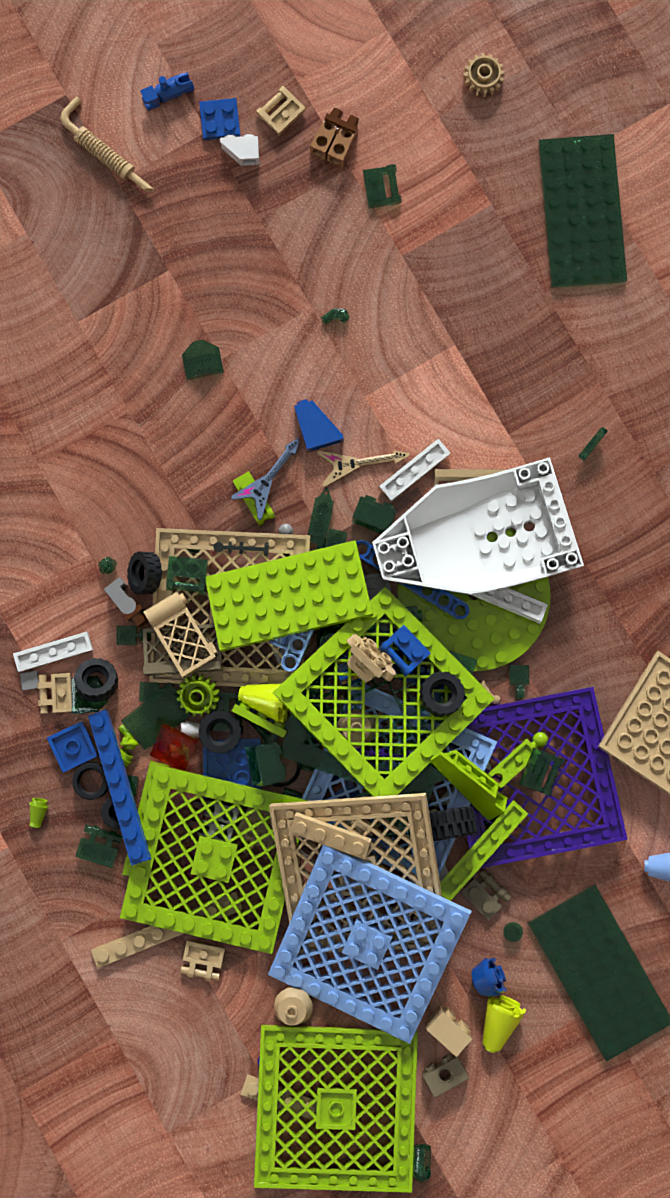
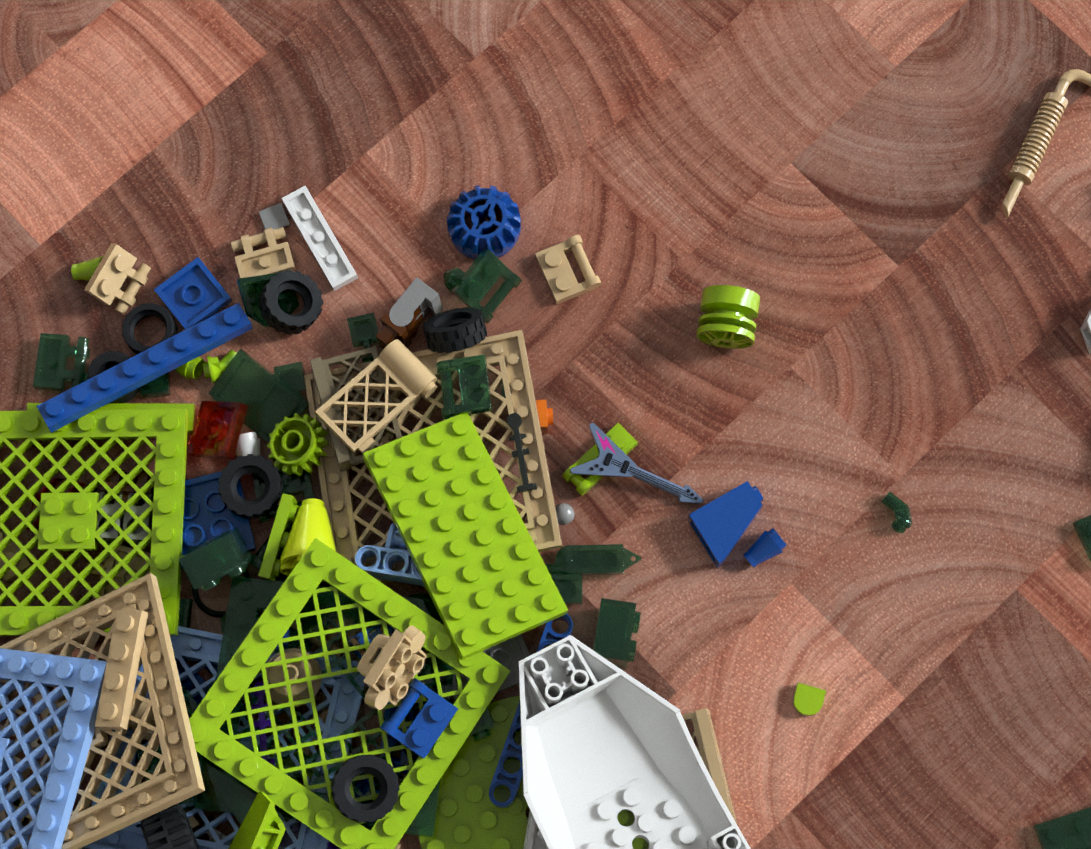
camera: 80 degrees right, 10 degrees down
(46, 799) = (110, 276): none -> tan plate
(82, 549) = (484, 235): none -> blue gear
(112, 549) = (480, 279): none -> clear green plate
(117, 495) = (560, 274): none -> tan plate
(182, 390) = (728, 316): none -> lime wheel
(202, 360) = (782, 341): clear green slope -> none
(216, 526) = (545, 415): none -> orange plate
(339, 406) = (765, 548): none -> blue cone
(345, 464) = (682, 578): tan piece -> none
(414, 470) = (699, 680): white plate -> none
(442, 405) = (808, 699): none -> lime tile

